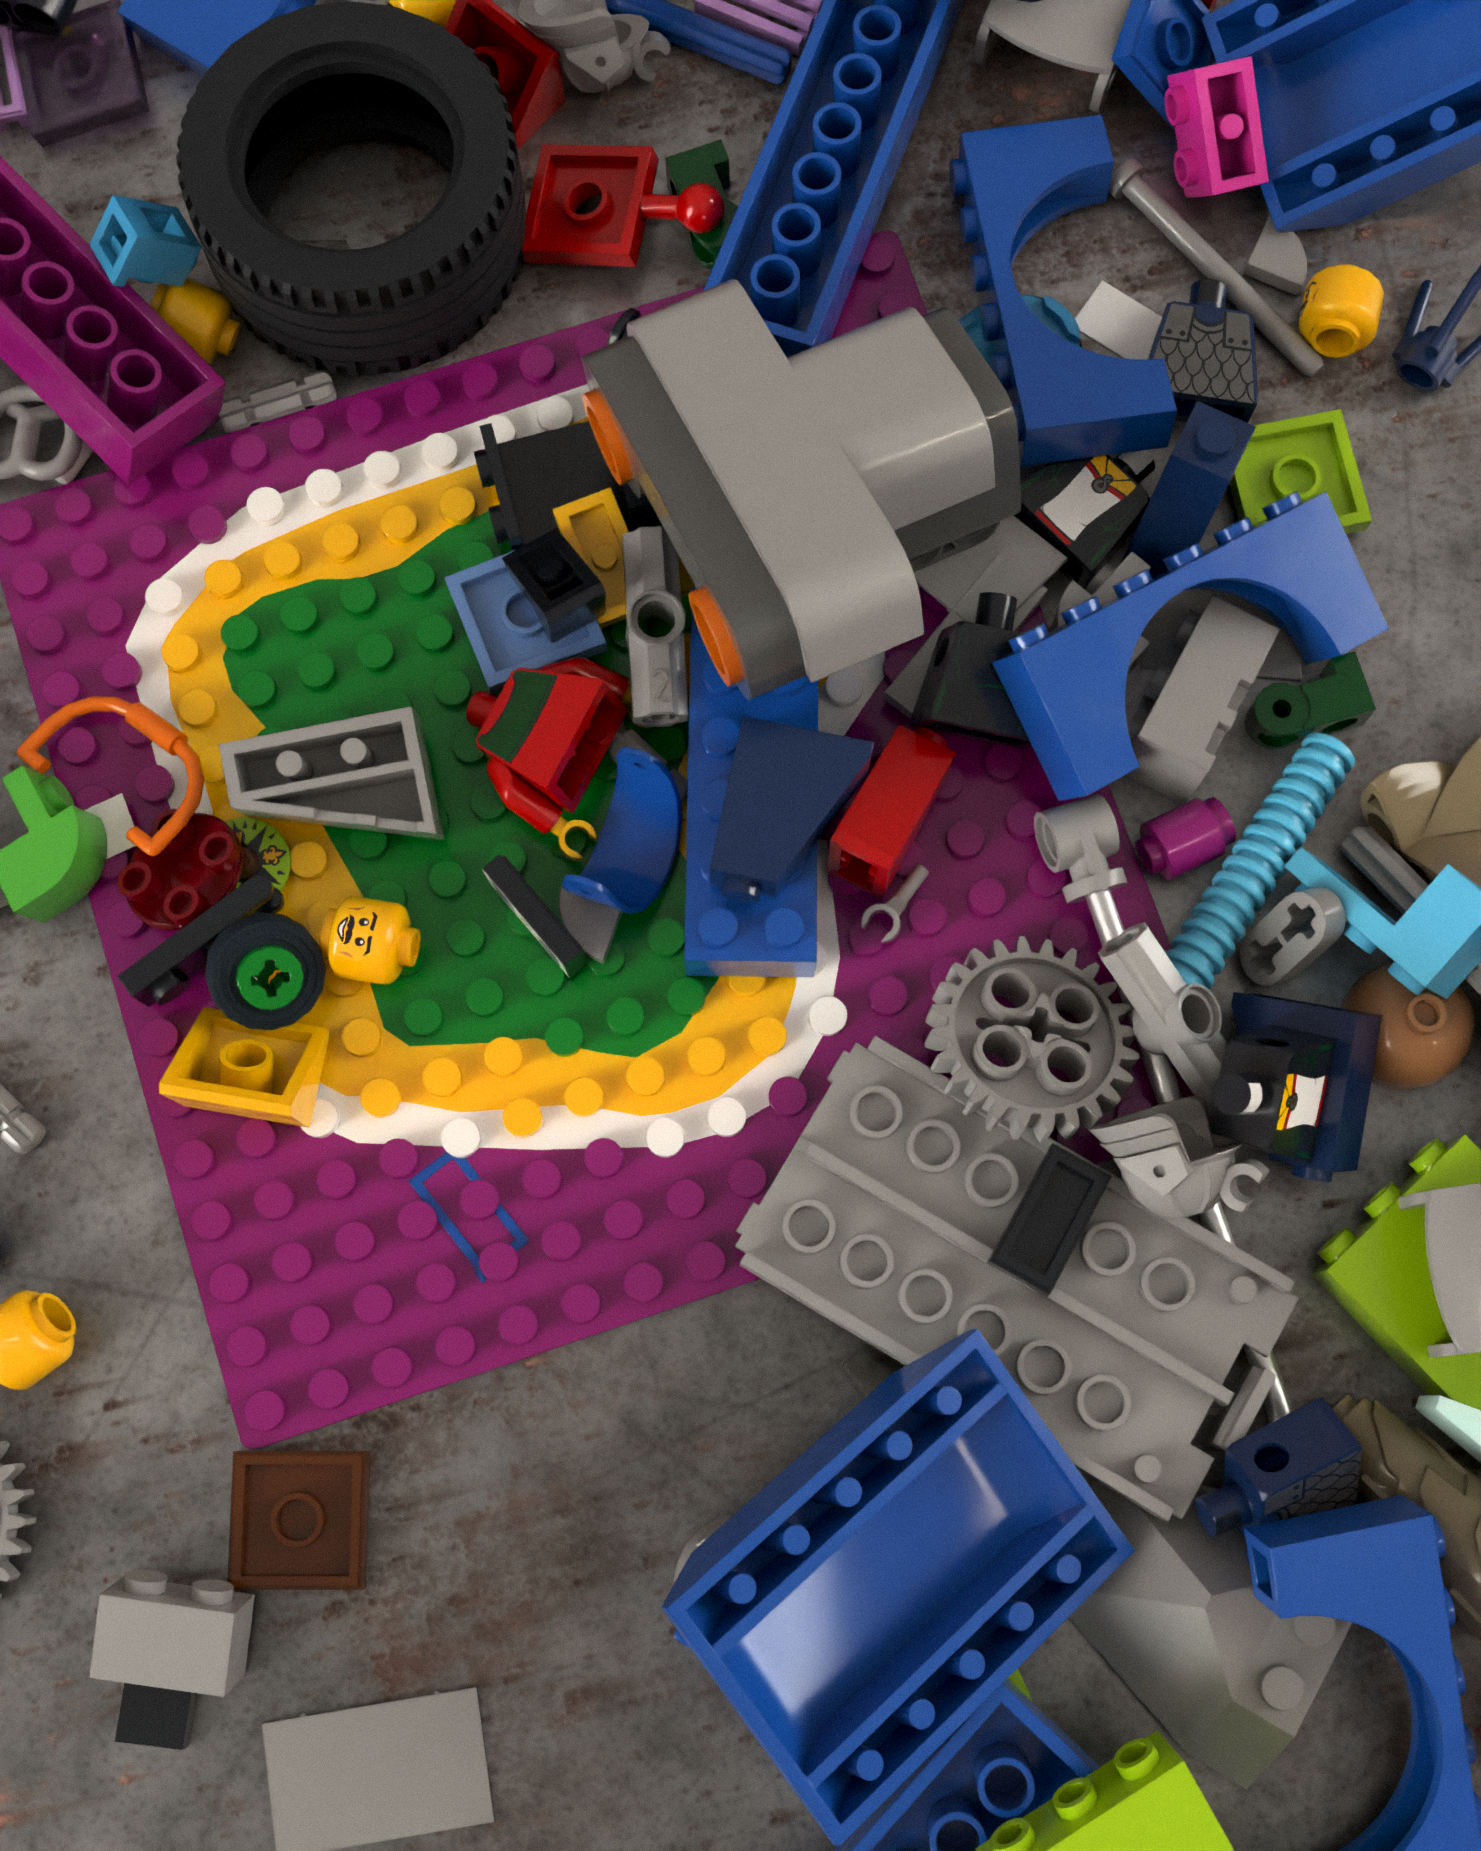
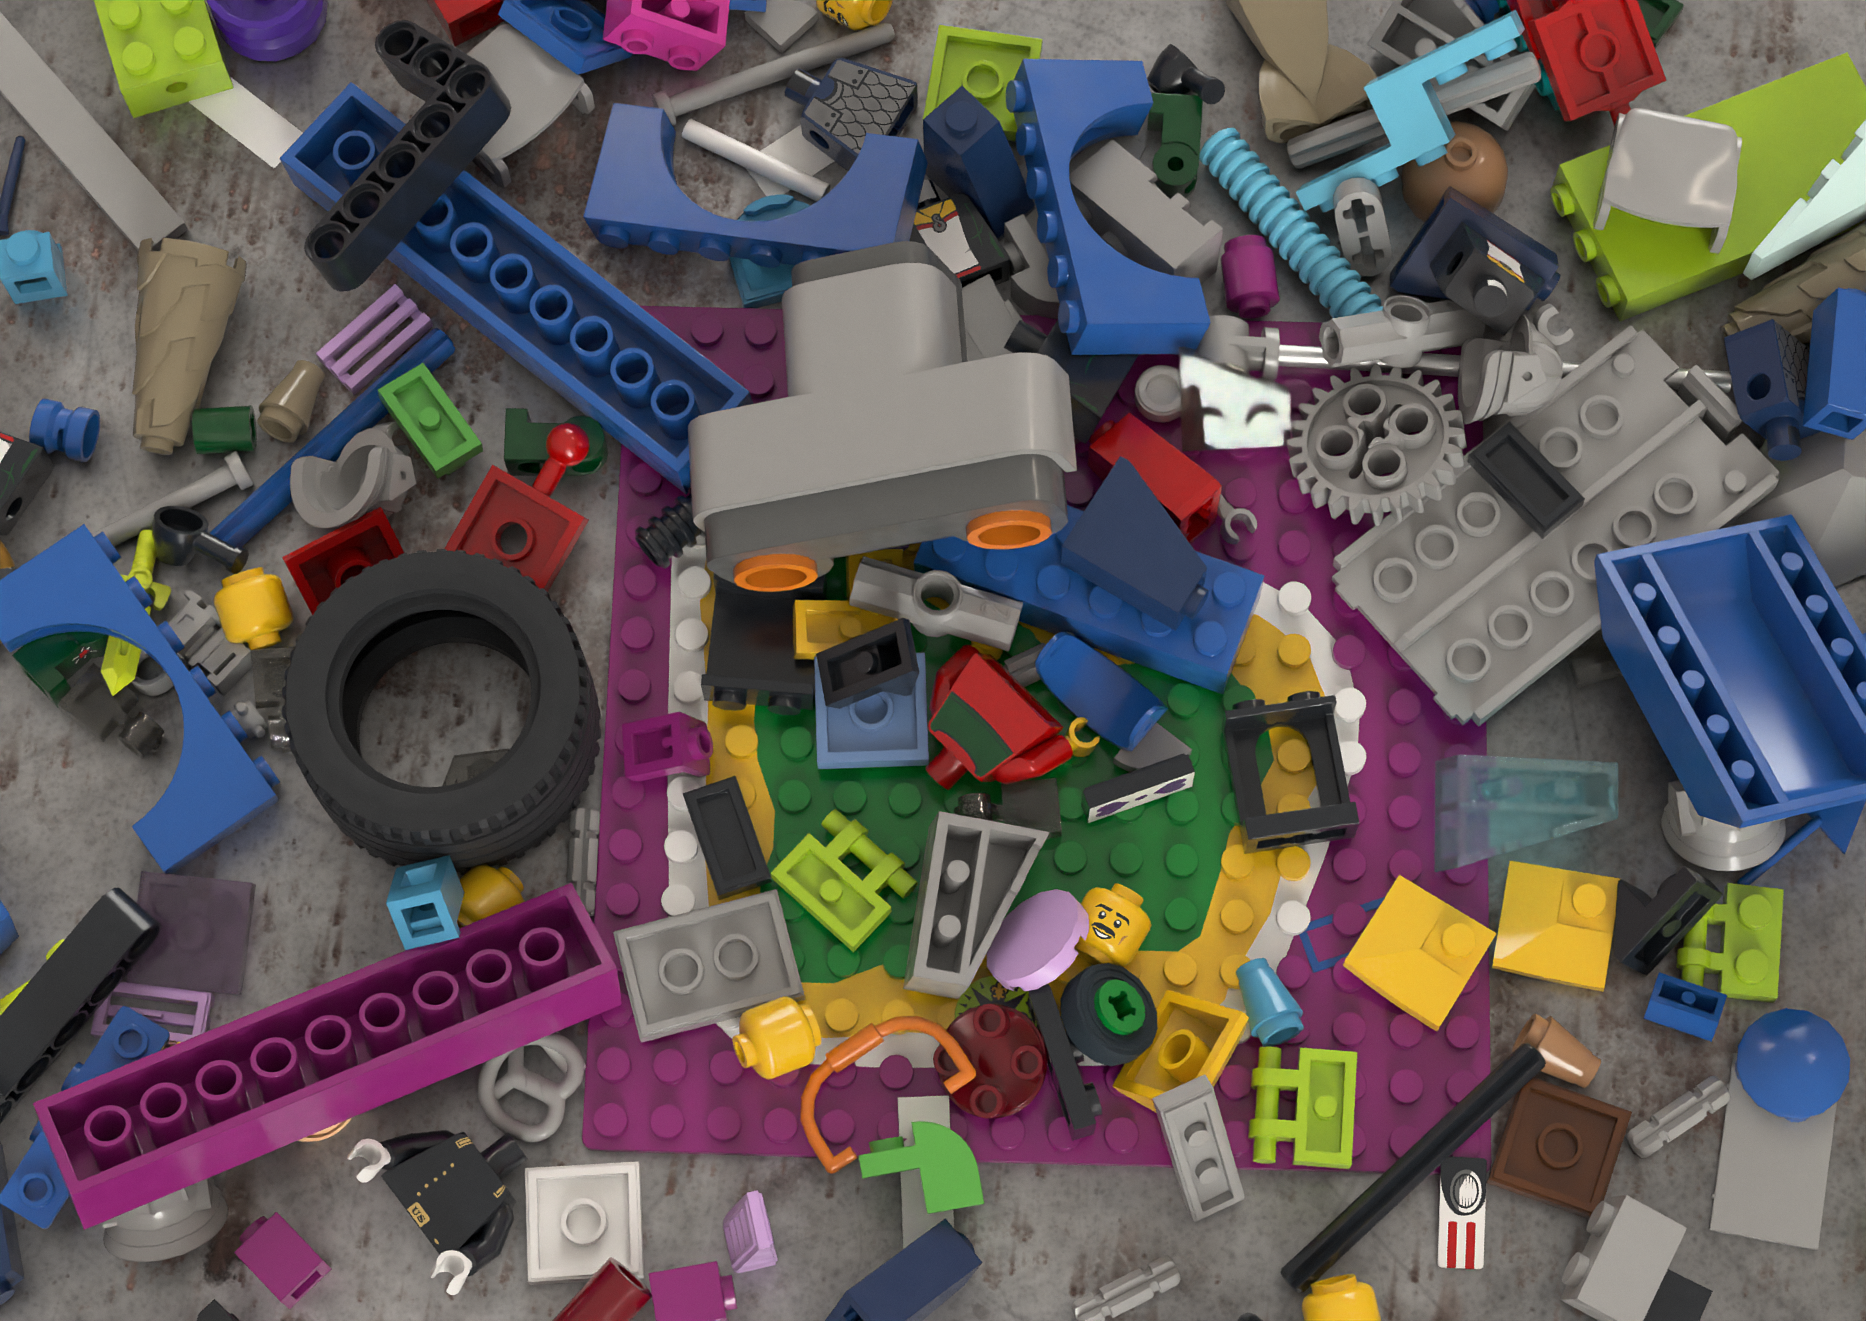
camera: 70 degrees left, 5 degrees down
(134, 644) = (777, 1037): none -> yellow head
(139, 1114) = (1199, 1148): none -> light grey tile
(189, 1434) = (1462, 1213): none -> sticker
(200, 556) = (707, 965): none -> light grey tile
(215, 1363) = (1413, 1167): none -> black axle
(244, 1238) = (1322, 1109): none -> lime plate
(315, 642) = (832, 891): none -> lime plate
(318, 866) = (1038, 940): none -> lavender tile
(341, 1139) = (1268, 1004): none -> dark azure cone
(342, 524) = (727, 837): none -> black tile
(375, 1645) = (1678, 1116): none -> light grey axle
(401, 1479) = (1563, 1053): none -> medium nougat cone
(414, 430) = (666, 747): none -> magenta bracket
(458, 1285) = (1418, 952): none -> yellow plate
(474, 810) = (1024, 804): none -> clear smoke plate
(480, 1762) = (1793, 1064): none -> blue dish
(502, 1613) = (1685, 1006): none -> blue piece
(551, 1433) = (1556, 925): none -> yellow plate
(587, 1544) = (1652, 927): none -> black slope
(609, 1663) = (1748, 944): none -> lime plate
(635, 1011) = (1315, 721): none -> black panel
(661, 1340) = (1514, 802): none -> clear light blue wedge
(681, 78) = (430, 421): none -> bright green hinge
(1006, 790) = (1158, 393): none -> white tile
(1012, 861) = (1229, 407): none -> clear smoke wing
(1108, 279) = (755, 160): none -> white bar
(1390, 680) = (1178, 75): none -> black bar

